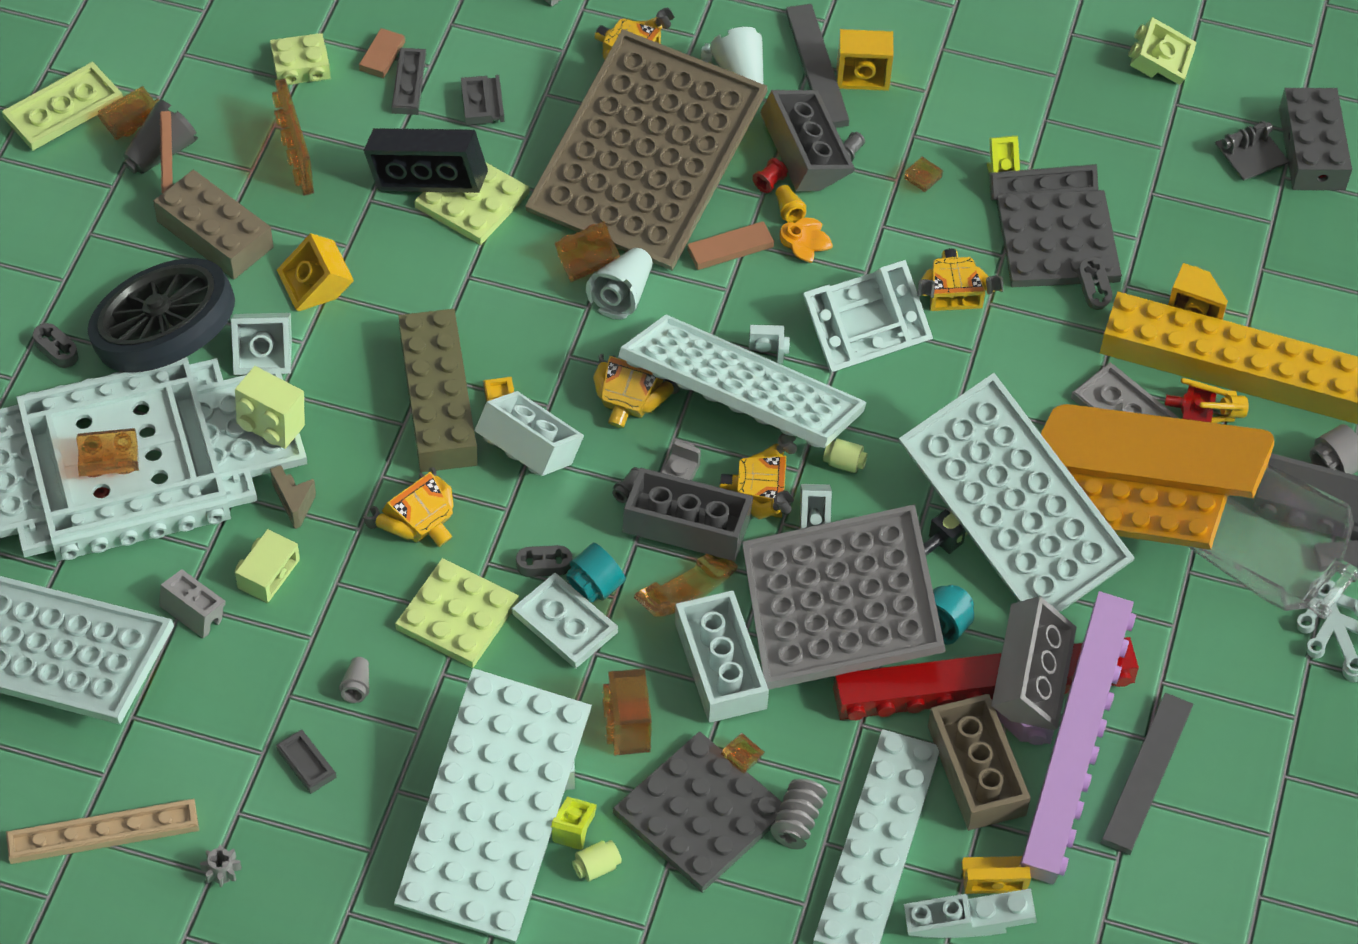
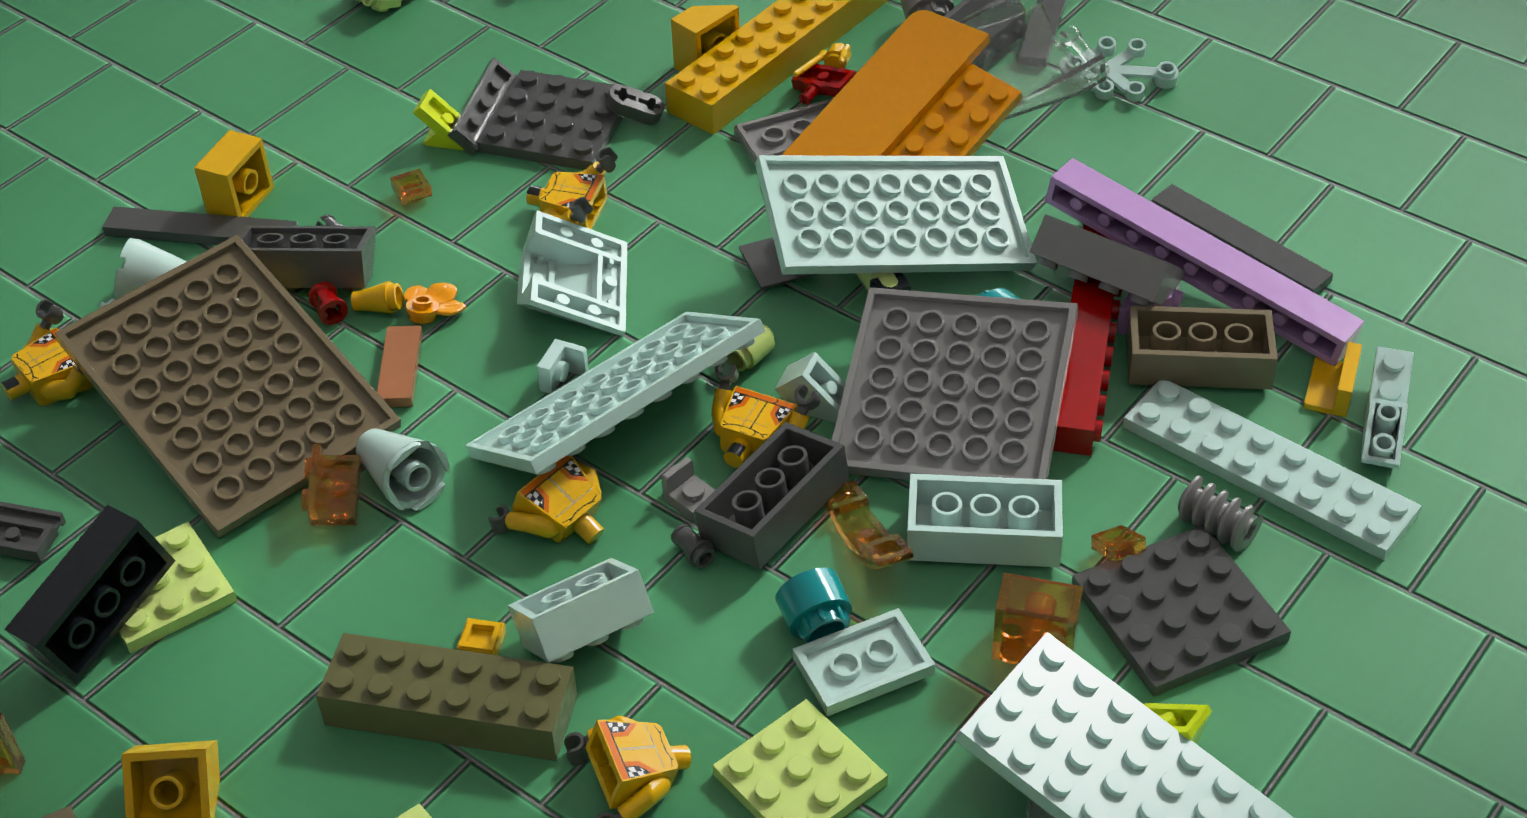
camera: 65 degrees left, 10 degrees down
(543, 560) = (769, 663): dark grey beam -> none
(596, 860) = (1230, 722): yellowish green brick -> none

